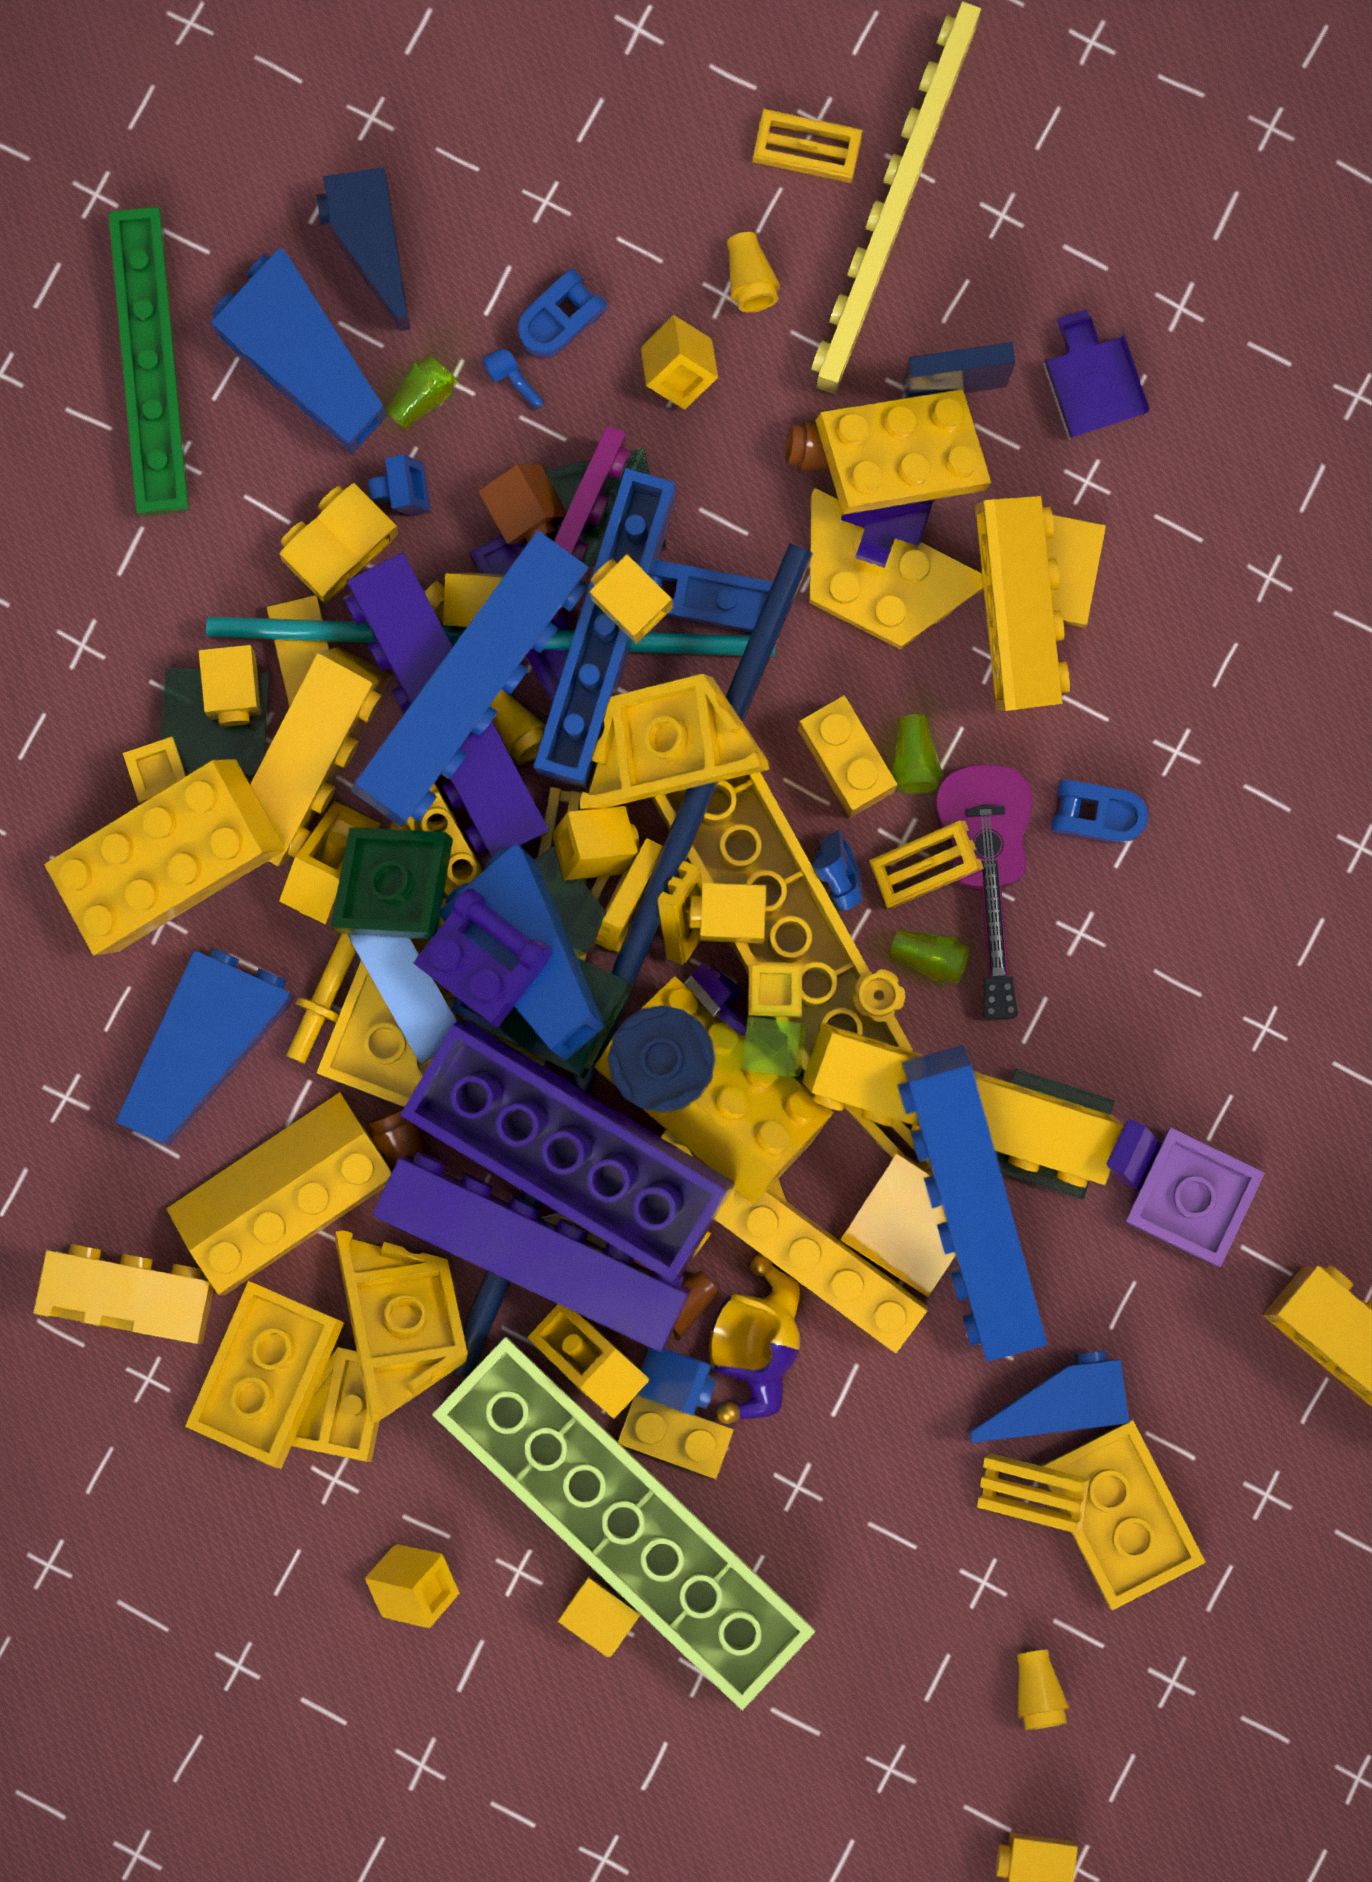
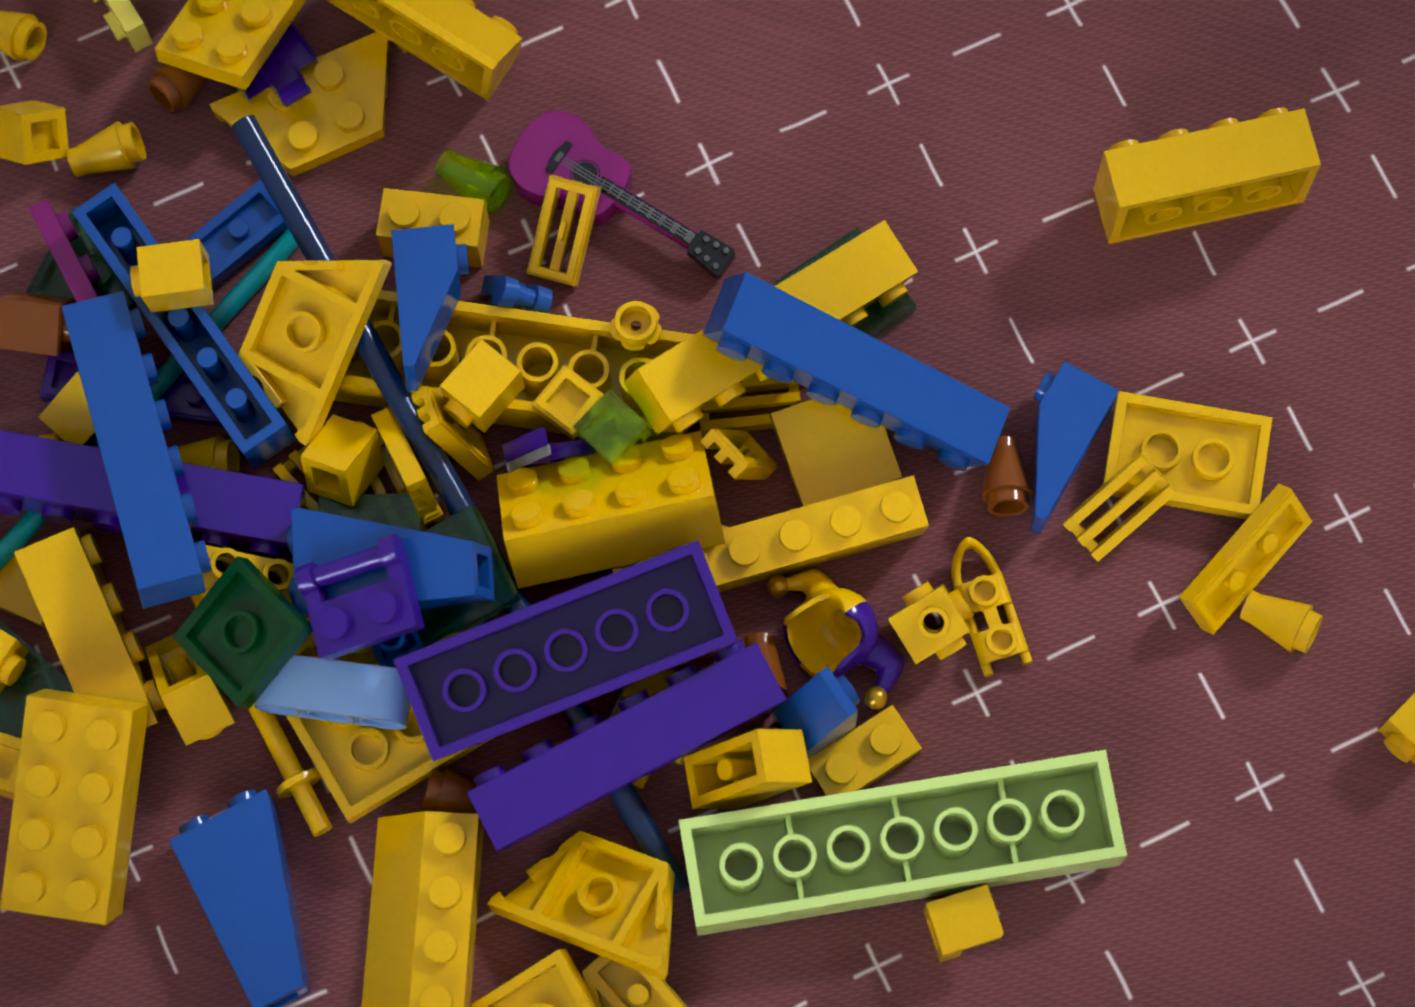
camera: 45 degrees left, 10 degrees down
(662, 1059) = (553, 516): dark blue tile -> none
(714, 440) = (109, 150): none -> yellow cone
(778, 805) = (427, 292): none -> blue slope
(821, 1412) = (921, 639): none -> yellow brick
(832, 1153) = (742, 451): none -> yellow tile
(879, 1437) = (984, 596): none -> yellow piece
(932, 955) = (637, 279): clear neon green cone -> none
(988, 1383) = (1005, 480): none -> dark orange cone
(1069, 1626) = (1245, 559): none -> yellow tile
(1117, 818) = (640, 66): blue plate -> none
(1133, 1154) = (910, 235): dark purple tile -> none
(1194, 1197) = (978, 223): medium lavender plate -> none

